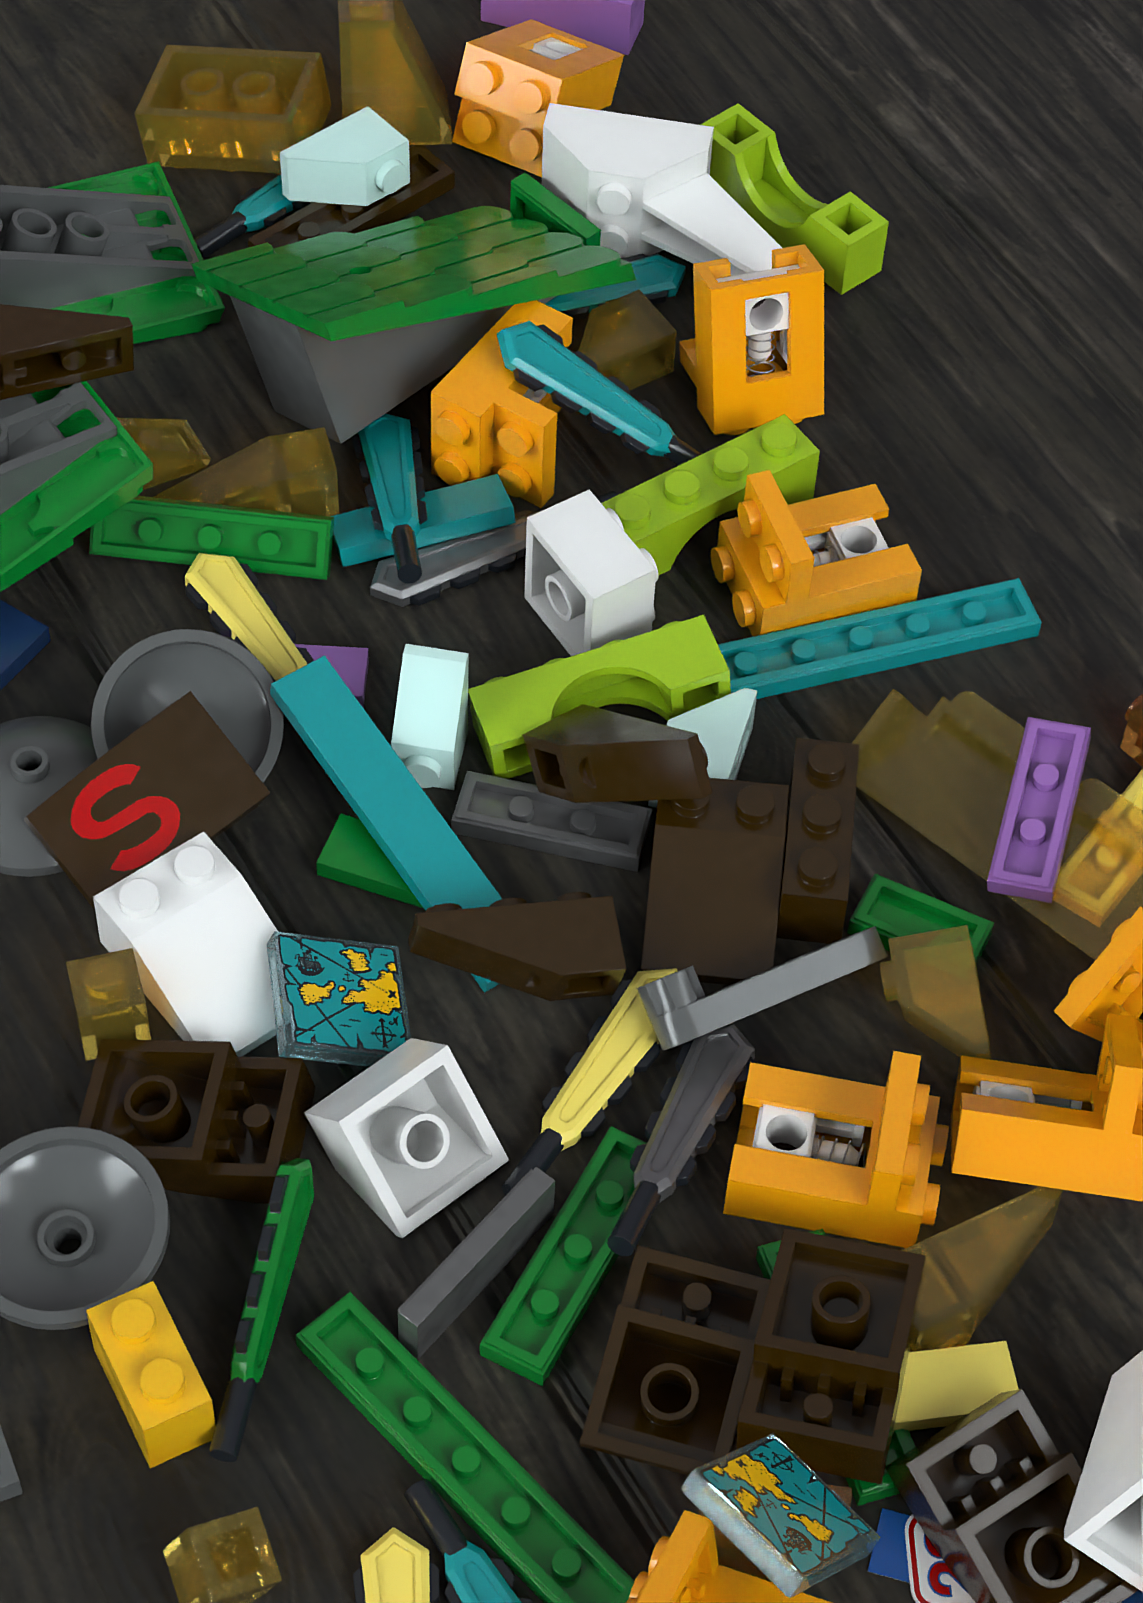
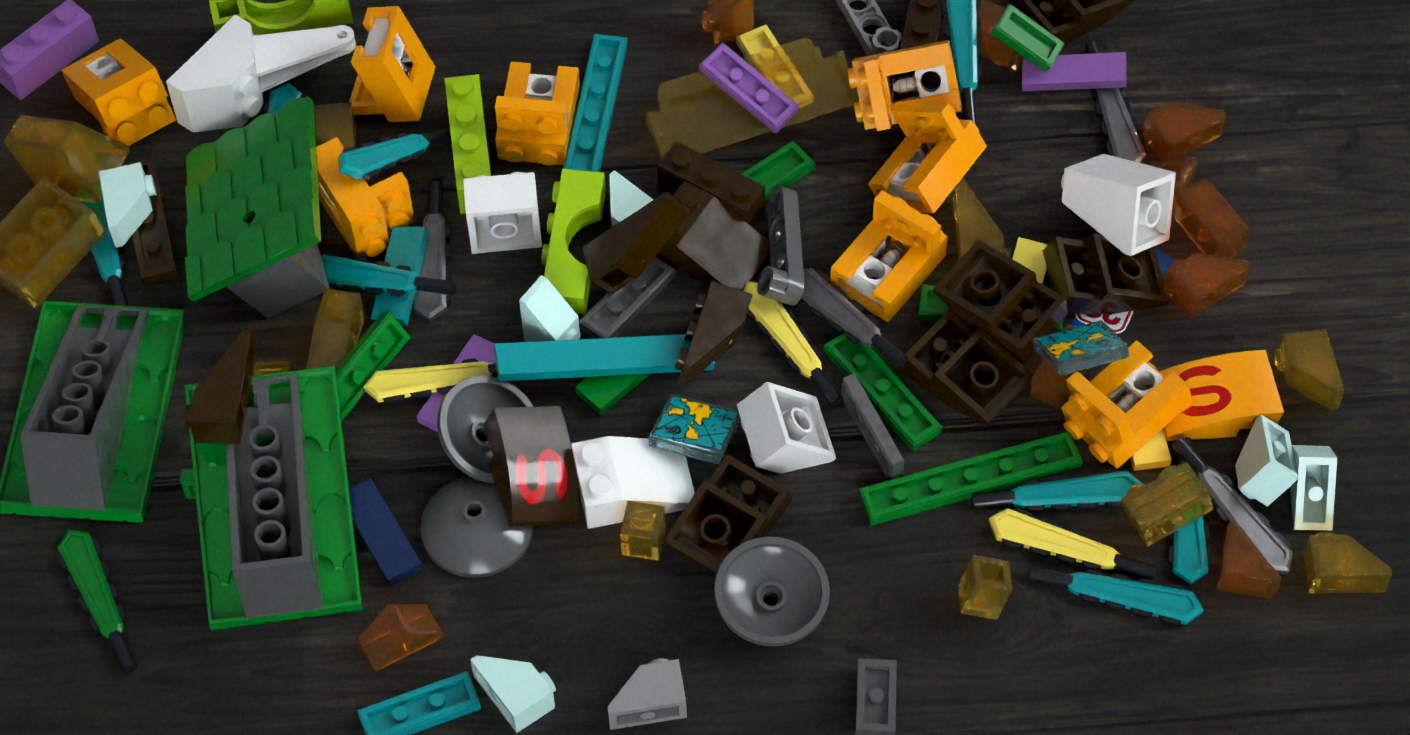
camera: 60 degrees left, 5 degrees up
(152, 1374) = (867, 584): yellow brick -> none
(264, 1301) = (850, 525): sword -> none
(535, 202) = (214, 126): green tile -> none
(939, 988) = (828, 176): clear yellow slope -> none

